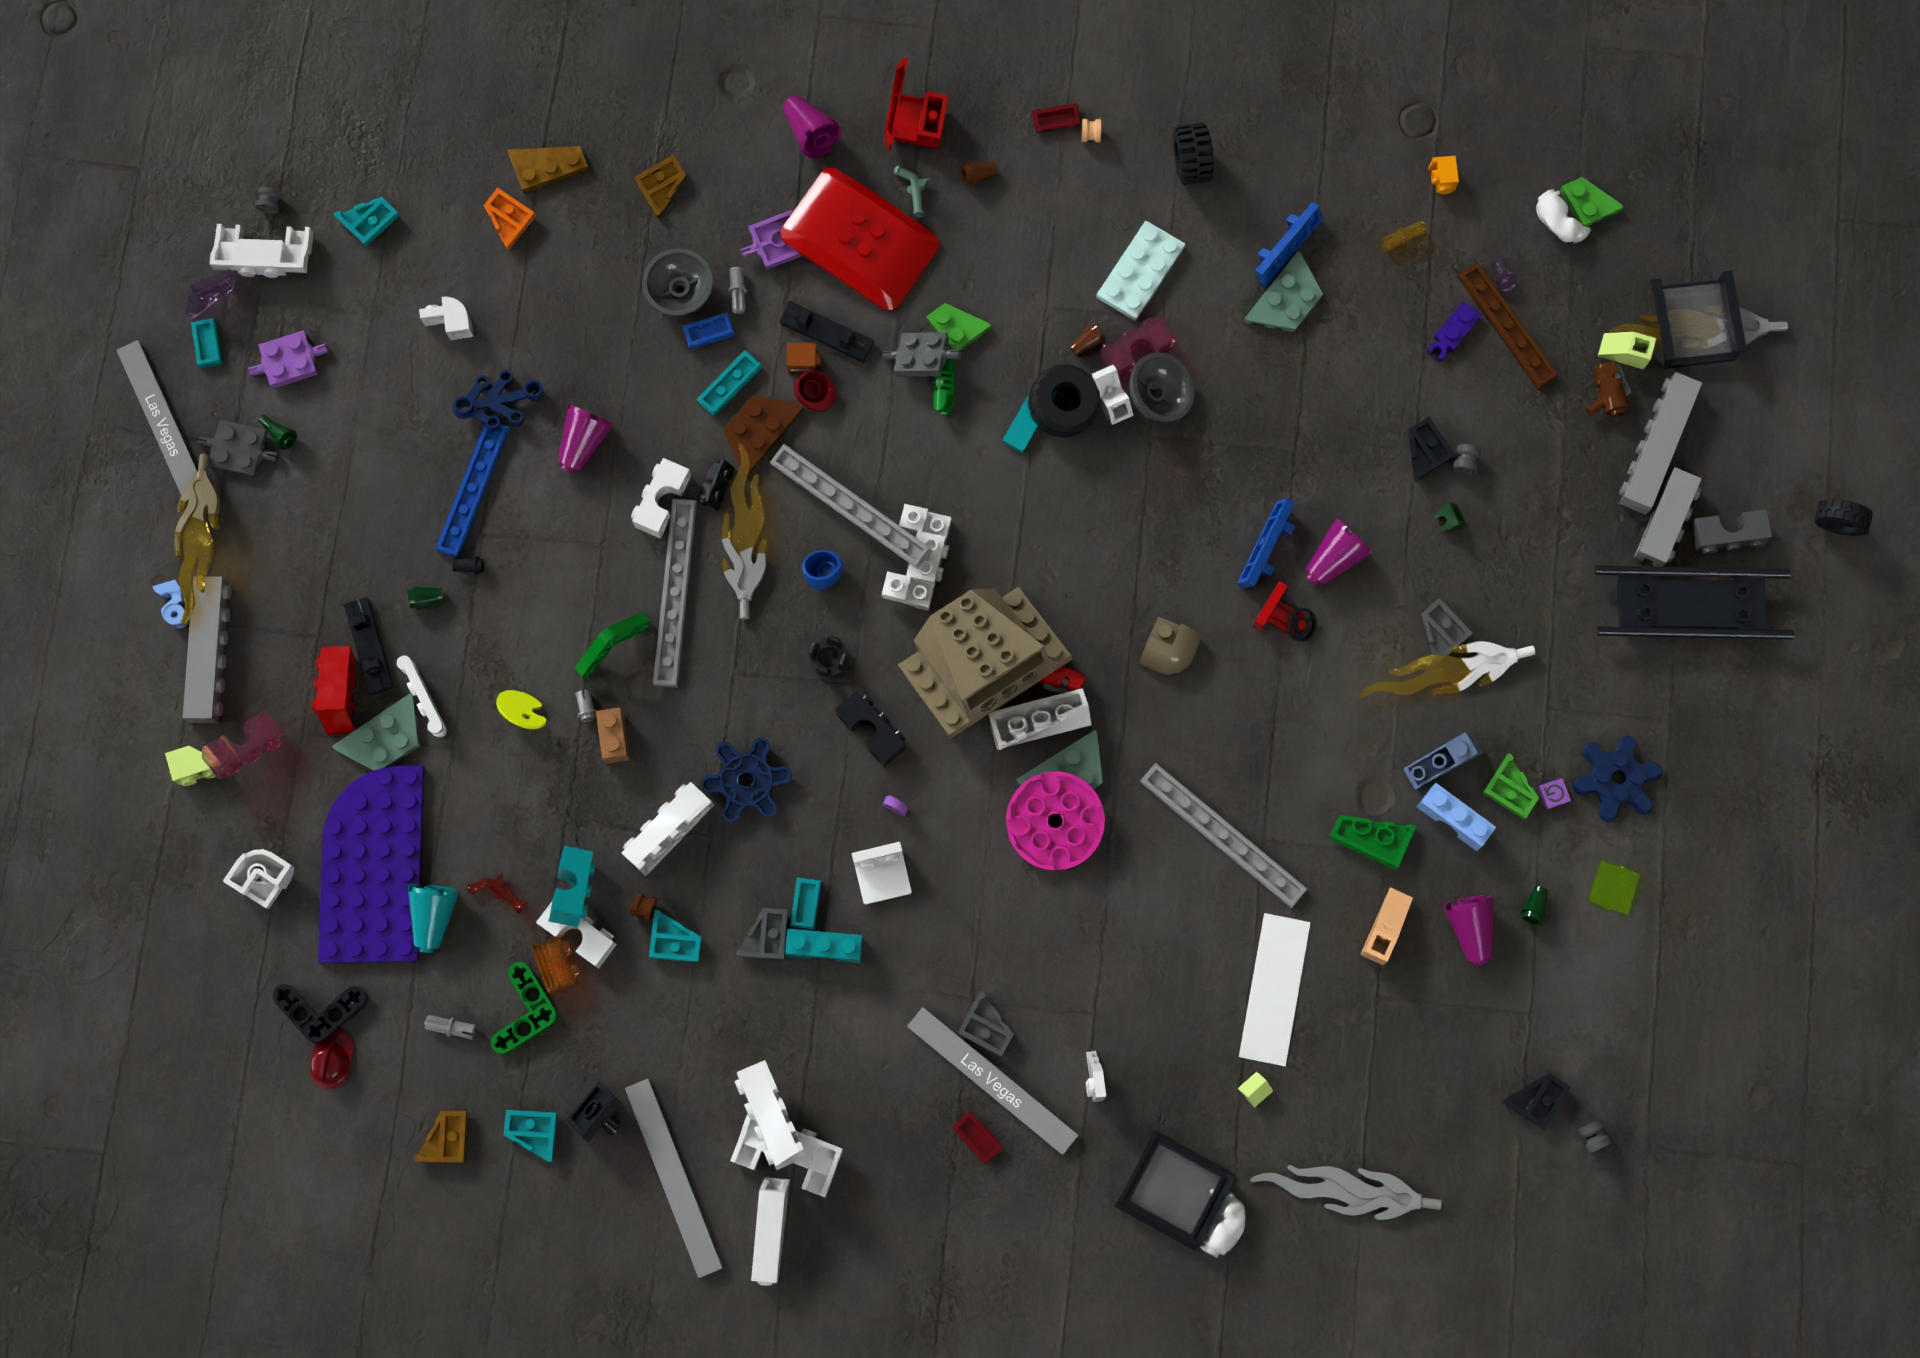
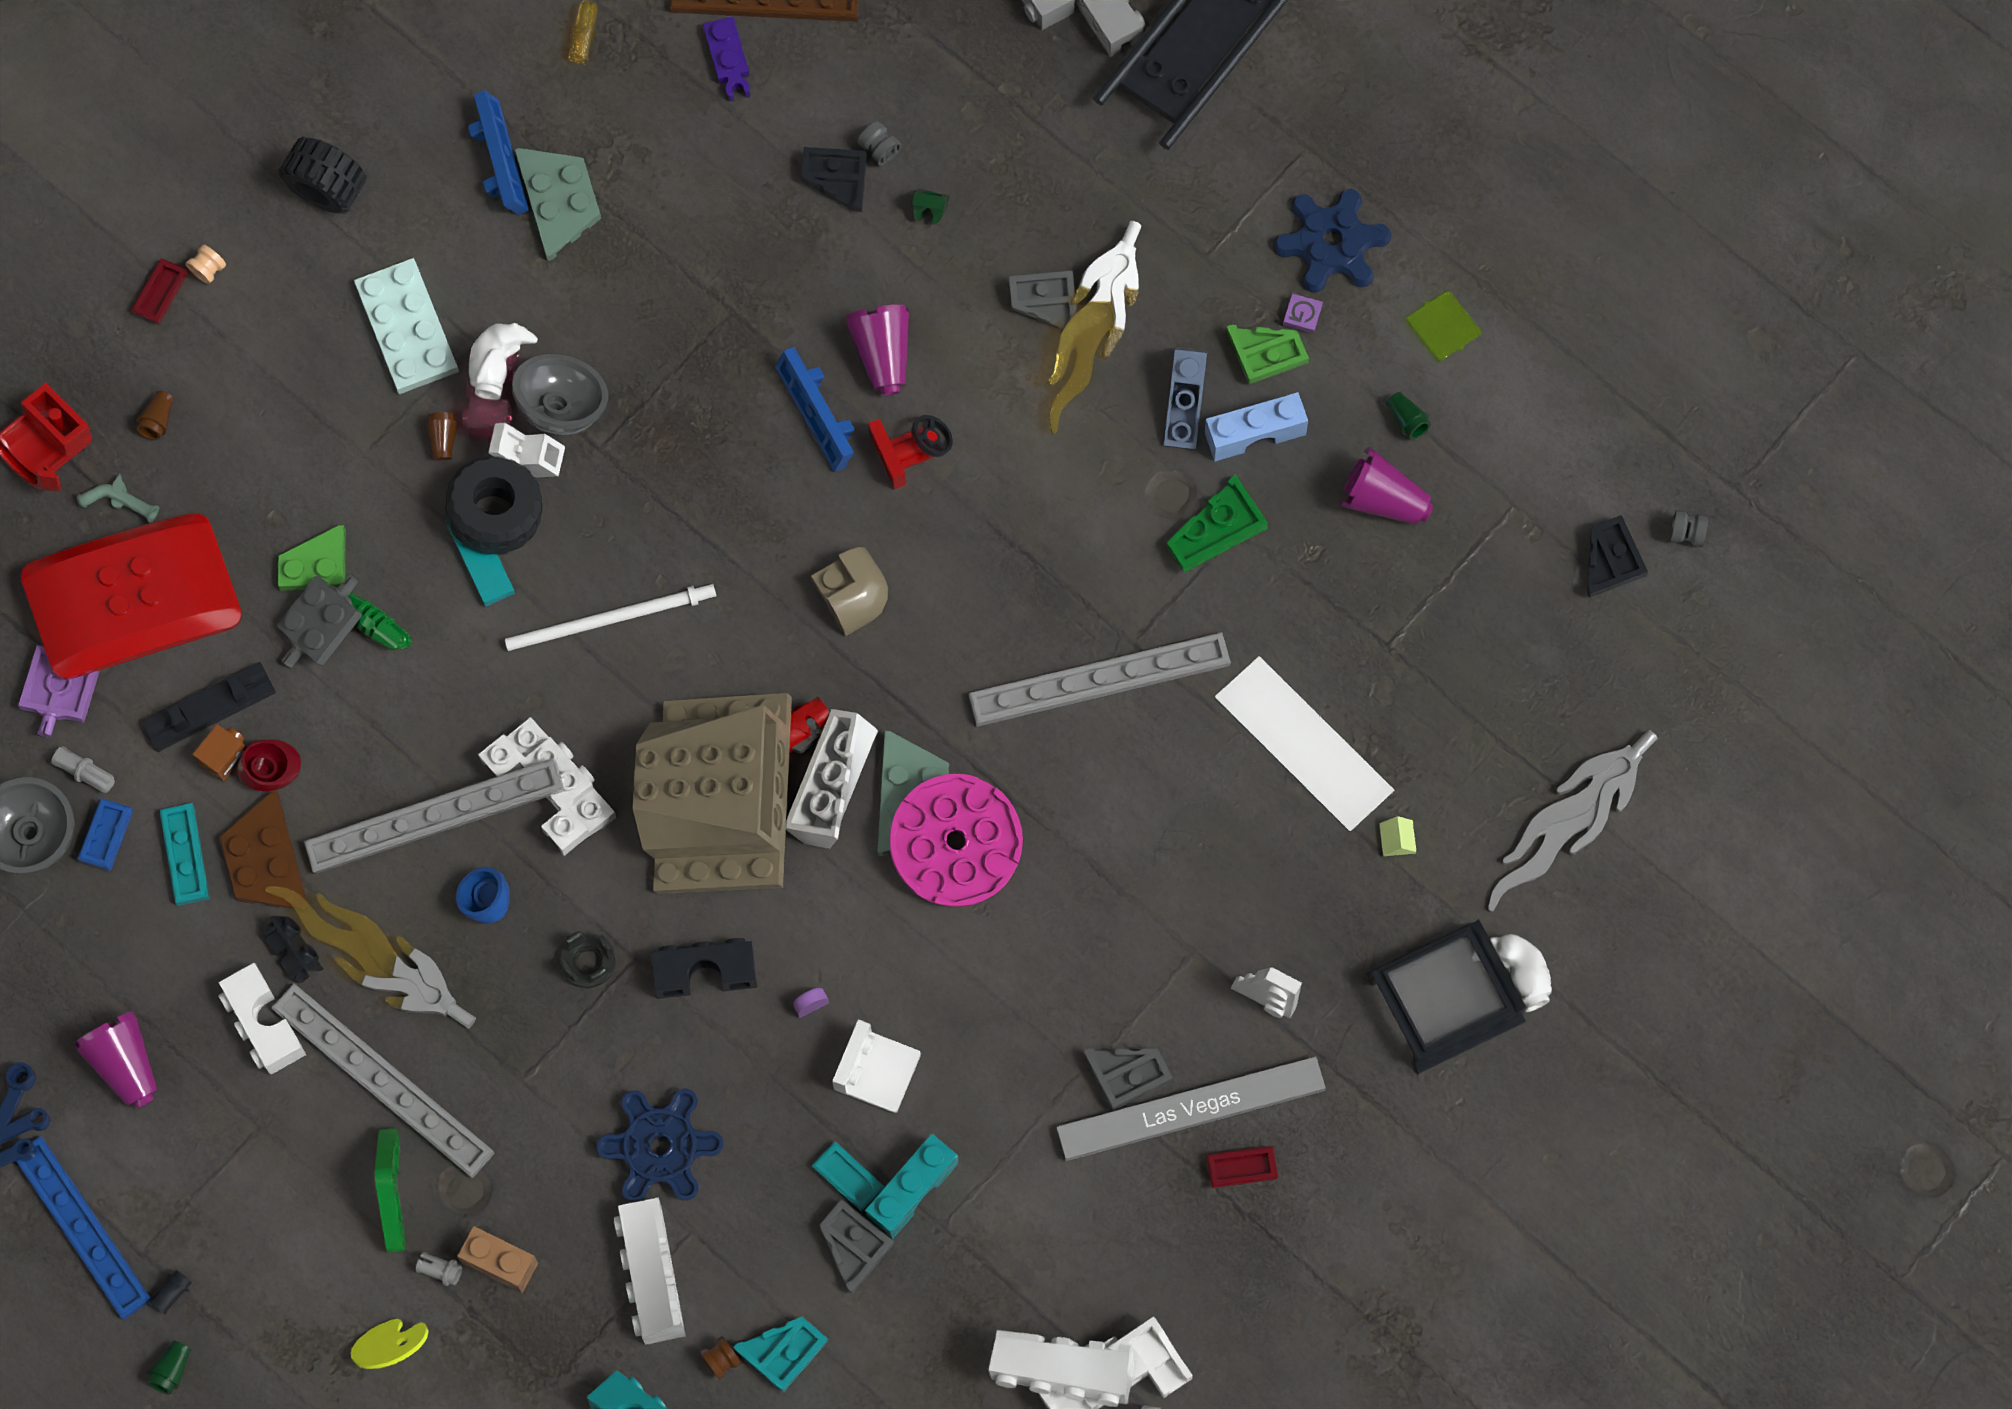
camera: 55 degrees left, 5 degrees down
(1096, 556) = (691, 596): none -> white bar
(1151, 330) = (489, 354): none -> white animal
(1387, 927) = (1323, 580): light nougat slope -> none

